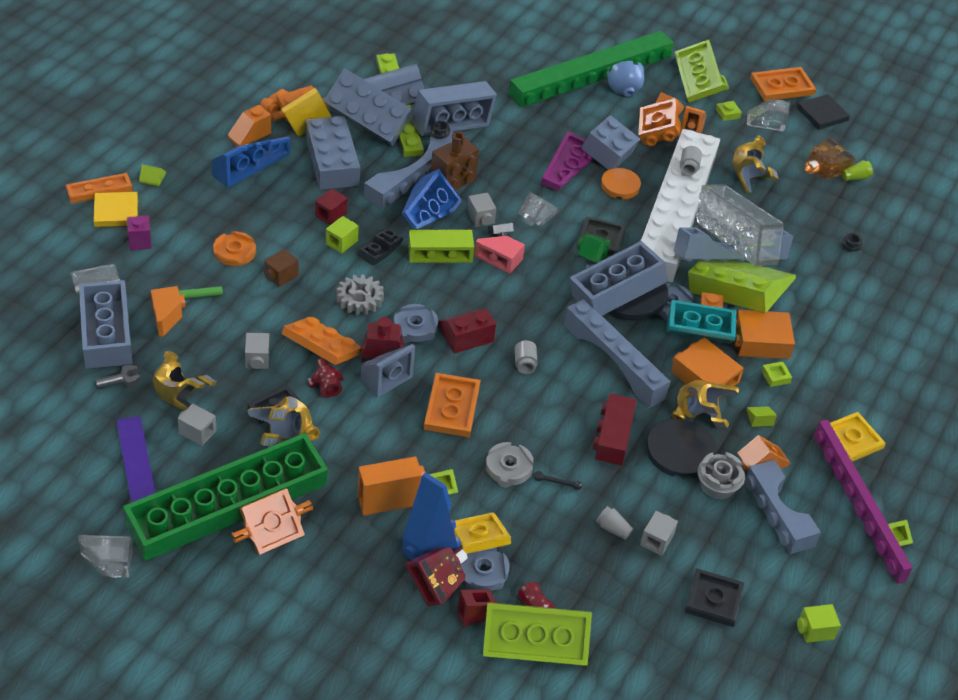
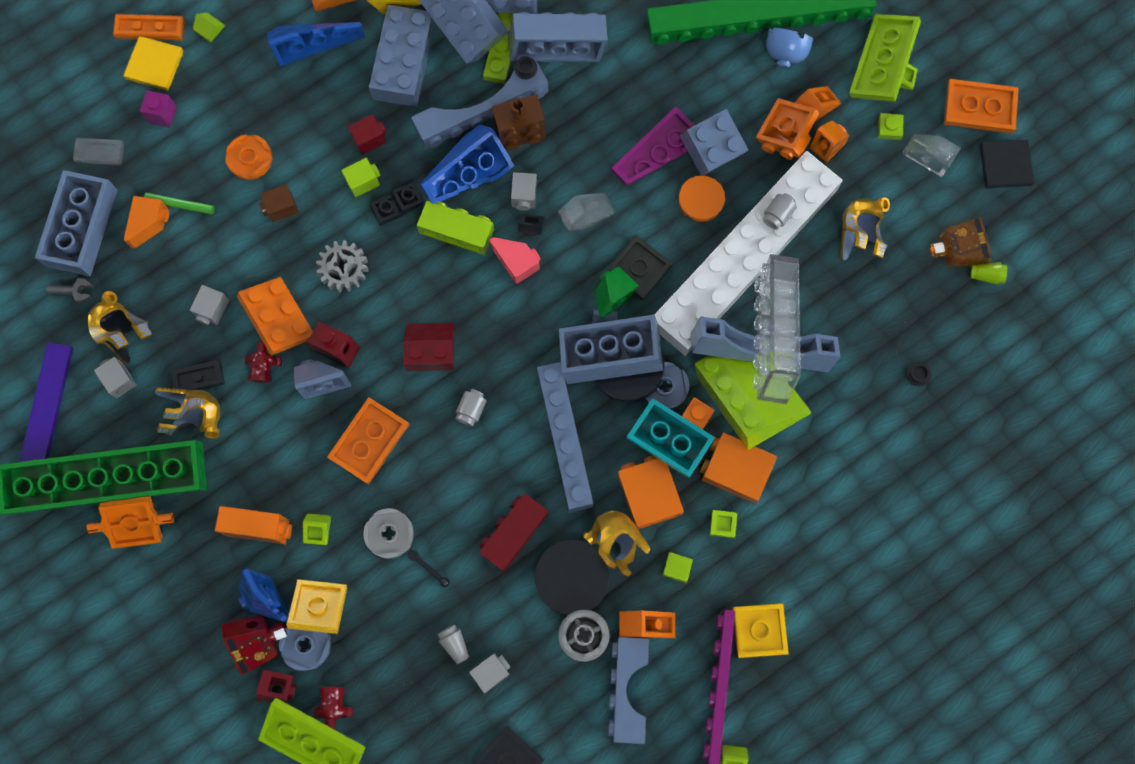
camera: 30 degrees right, 30 degrees up
(426, 321) = (375, 311): sand blue plate -> none

